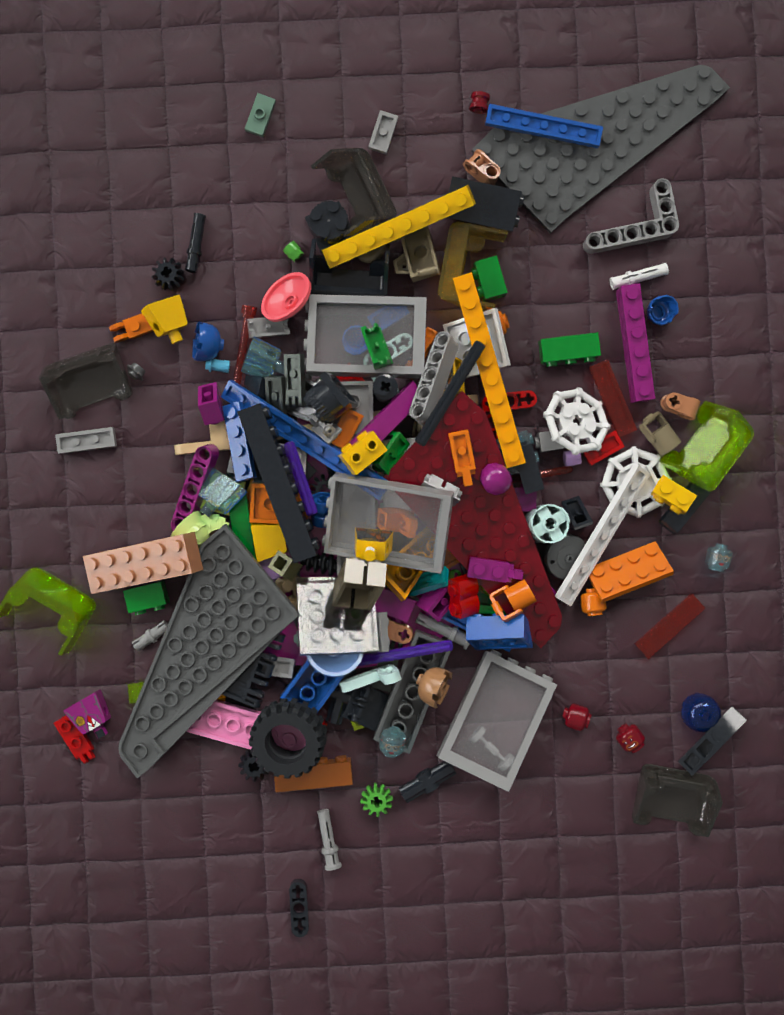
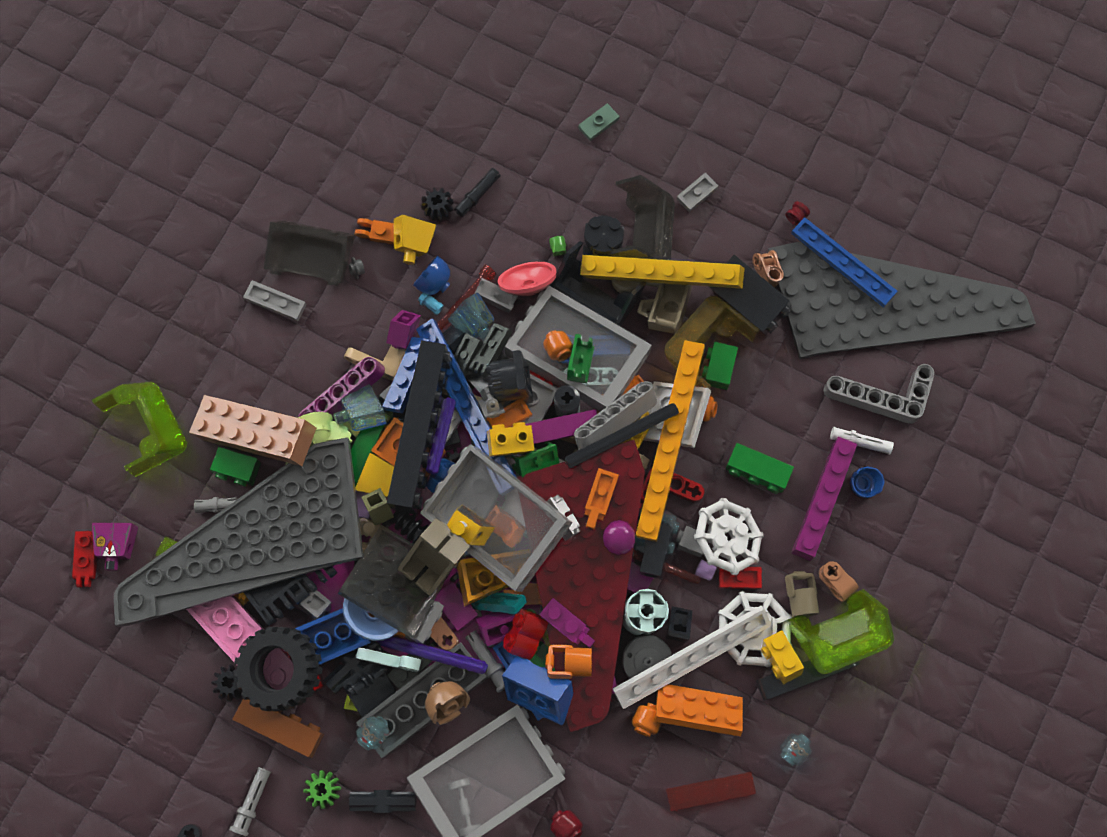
camera: 30 degrees right, 15 degrees down
(351, 345) = (558, 345): none -> orange head
(612, 398) = (775, 537): clear red plate -> none

